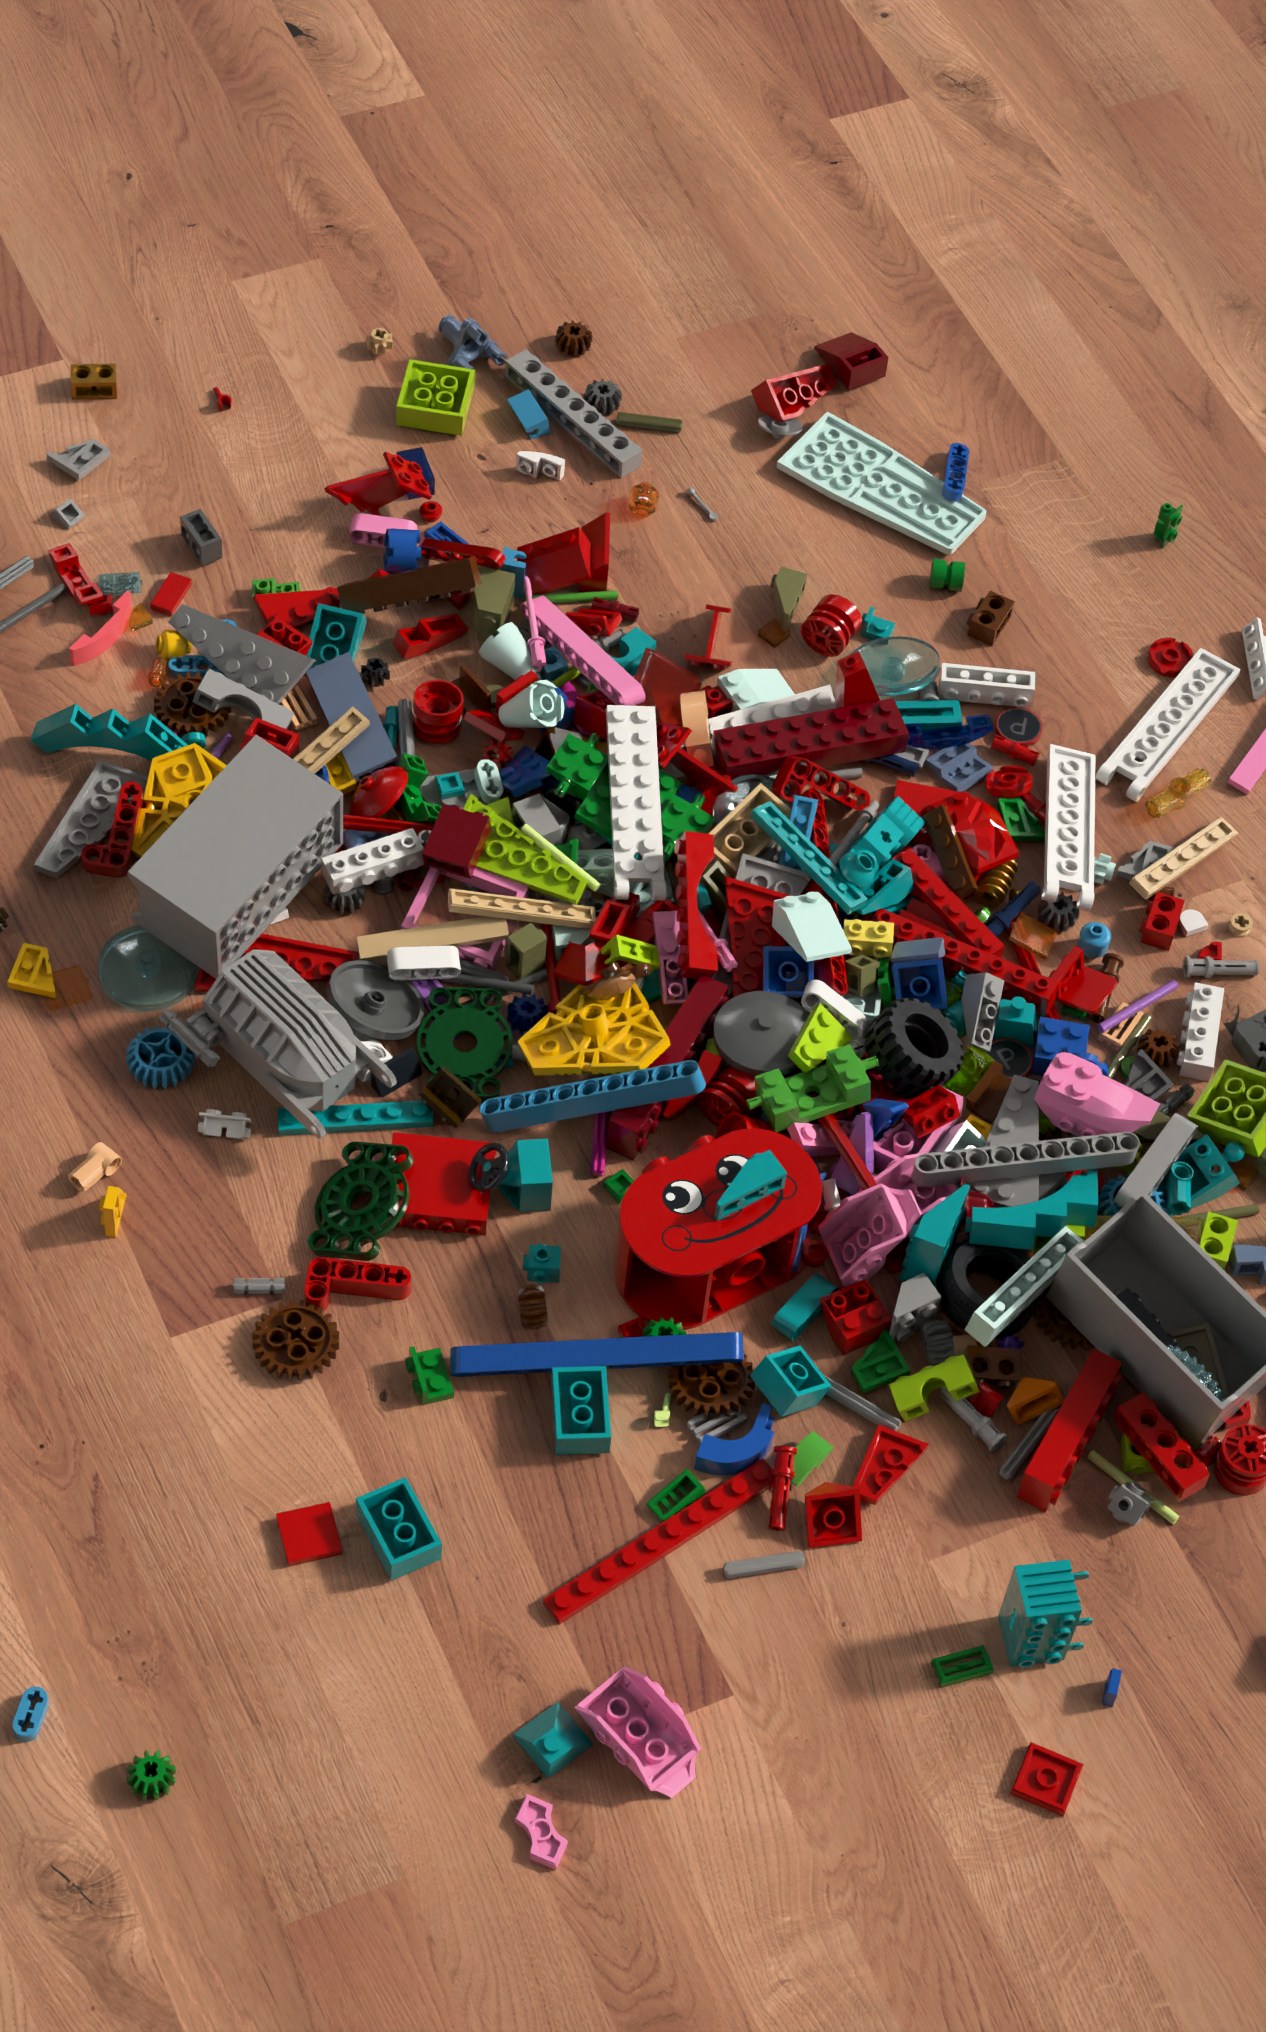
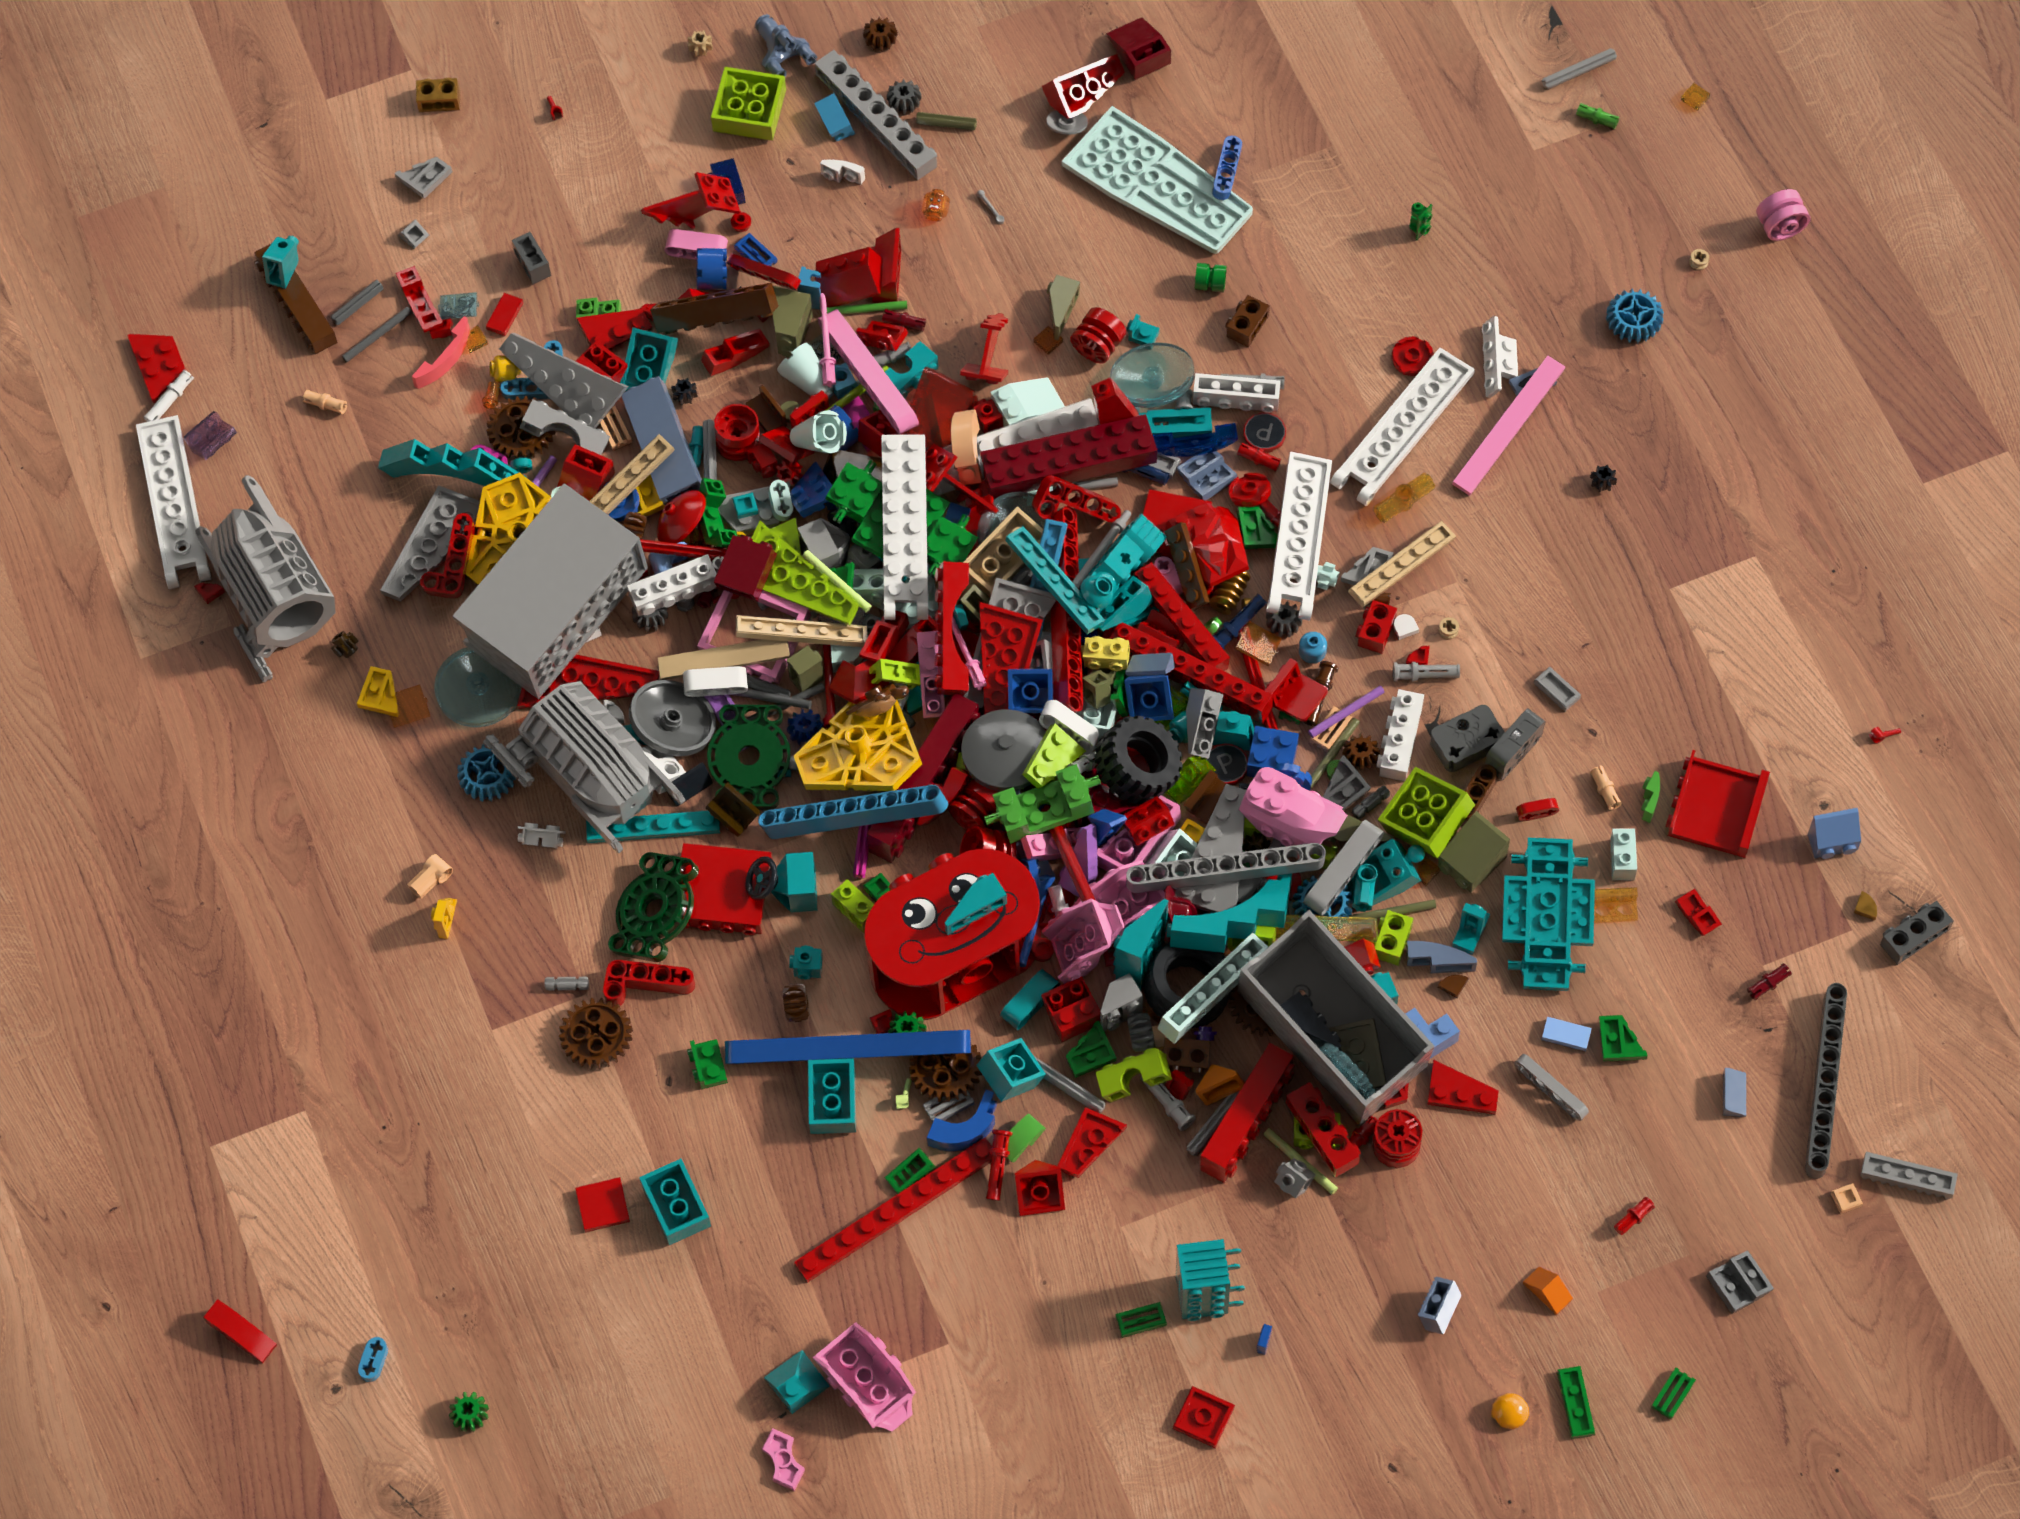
camera: 10 degrees right, 10 degrees up
(466, 742) = (762, 460): none -> red brick
(595, 1203) = (852, 904): none -> lime brick
(763, 1564) = (980, 1231): light grey axle -> none
(810, 926) = (1049, 651): light aqua slope -> none

